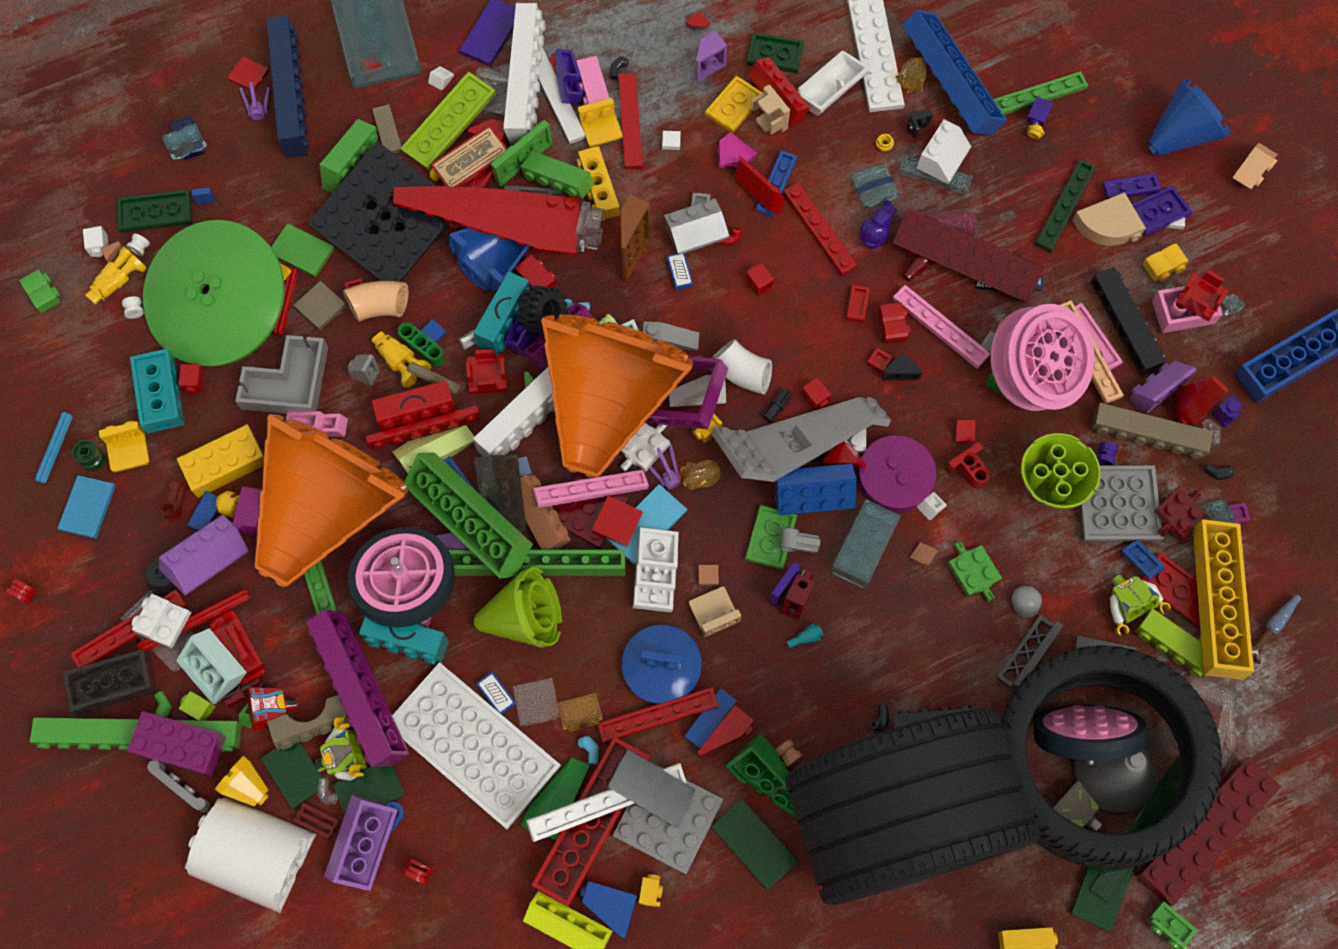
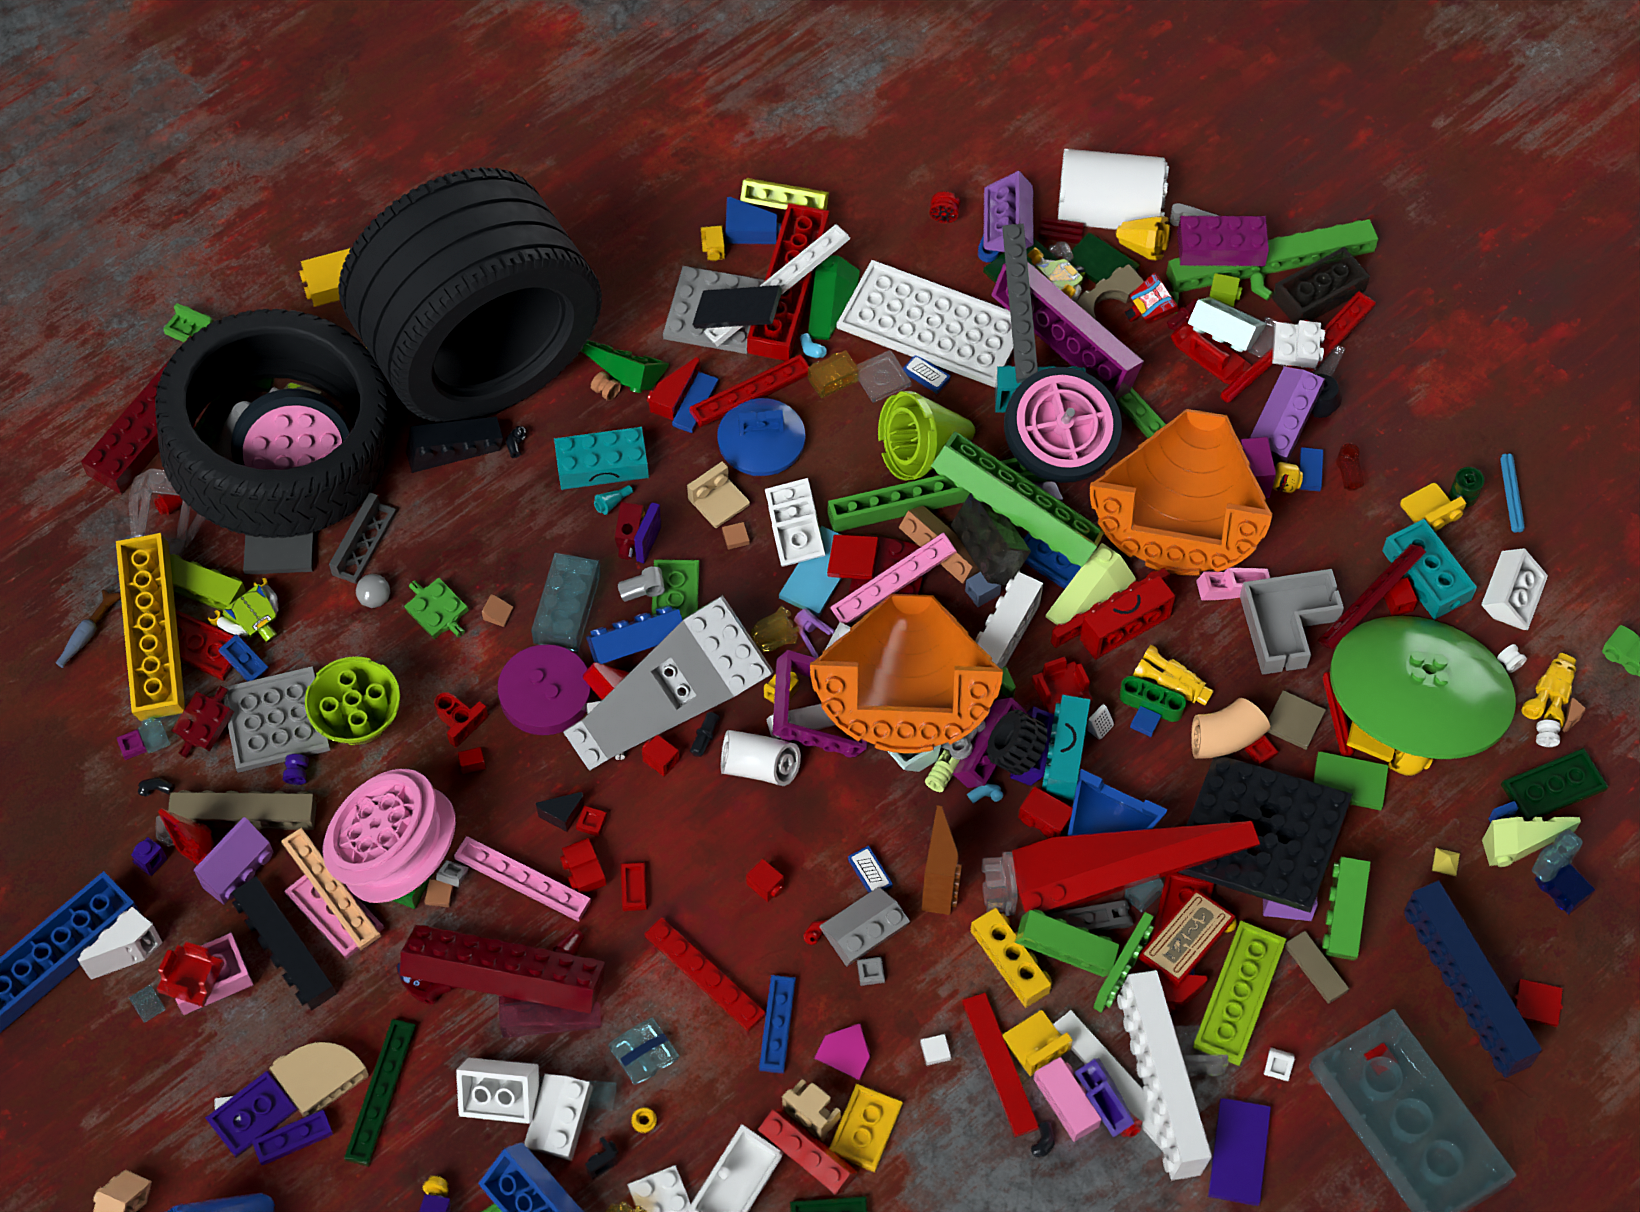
camera: 165 degrees right, 10 degrees down
(20, 591) = (1459, 345): red wheel -> none
(86, 507) = (1440, 444): dark azure tile -> none
(94, 240) = (1600, 724): white brick -> none
(100, 362) = (1515, 588): none -> white slope
(200, 173) = (1515, 838): none -> yellowish green wedge
(213, 372) = (1371, 596): none -> dark red tile
(222, 461) = (1317, 517): yellow brick -> none
(256, 110) = (1499, 948): medium lavender plant -> none
(261, 178) = (1445, 862): none -> light yellow slope
(364, 369) = (1207, 649): light grey slope -> none
(391, 708) = (1020, 301): none -> dark grey plate
(431, 376) = (1120, 656): dark tan axle -> none
(679, 337) = (858, 781): light grey slope -> none
(710, 56) = (918, 1176): medium lavender slope -> none
(754, 844) = (629, 309): dark green tile -> none
(759, 186) = (791, 1011): red piece -> none
(808, 676) = (601, 458): none -> teal brick
(875, 229) = (629, 978): dark purple hair -> none
(932, 506) = (493, 667): white slope -> none
(983, 180) = (497, 1090): none -> white slope
(1165, 263) = (238, 1035): yellow brick -> none
(1249, 341) = (122, 945): none -> white slope

